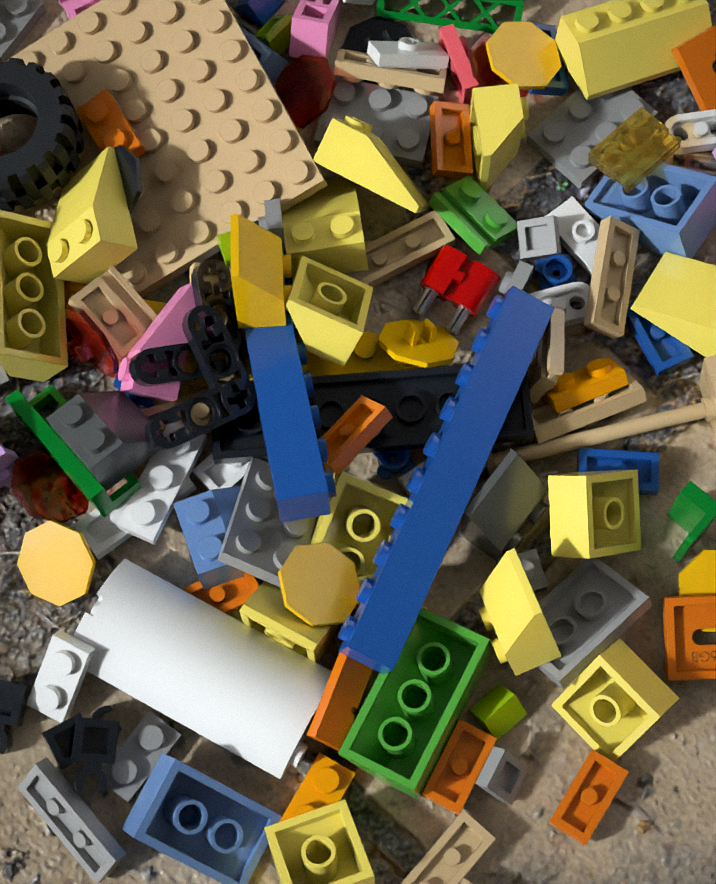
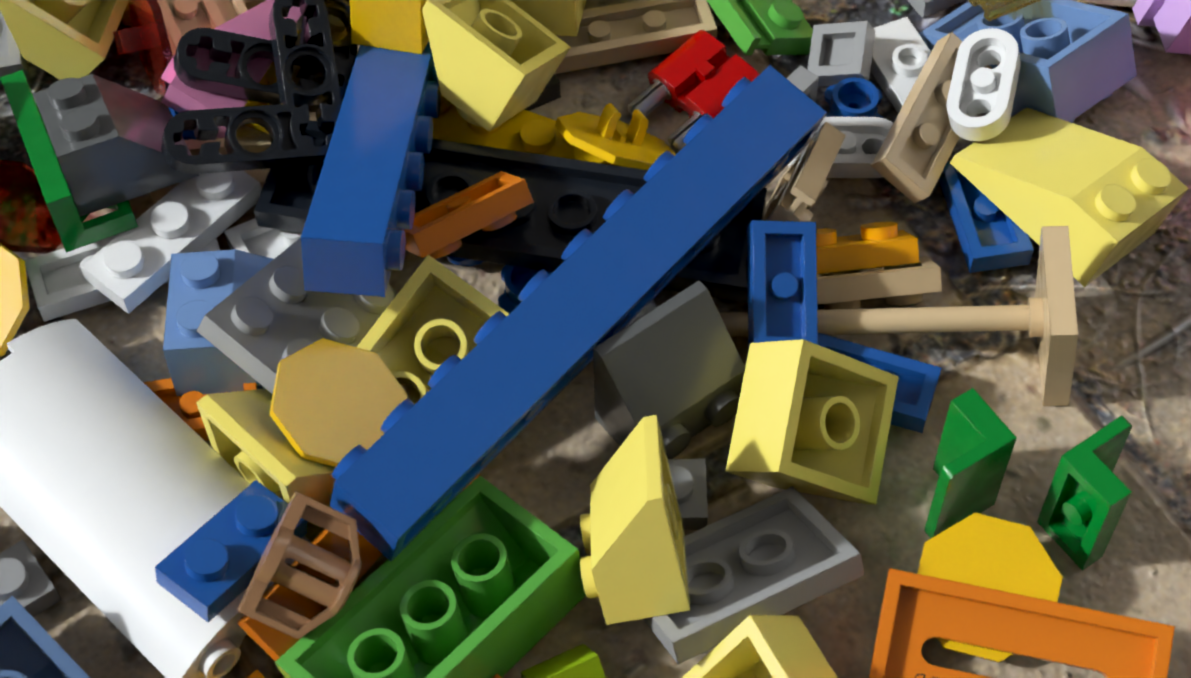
camera: 15 degrees right, 15 degrees down
(289, 693) = (224, 552): none -> blue plate
(340, 698) = (275, 569): none -> medium nougat piece
(556, 431) = (782, 281): none -> blue plate
(642, 253) = (983, 89): none -> white plate

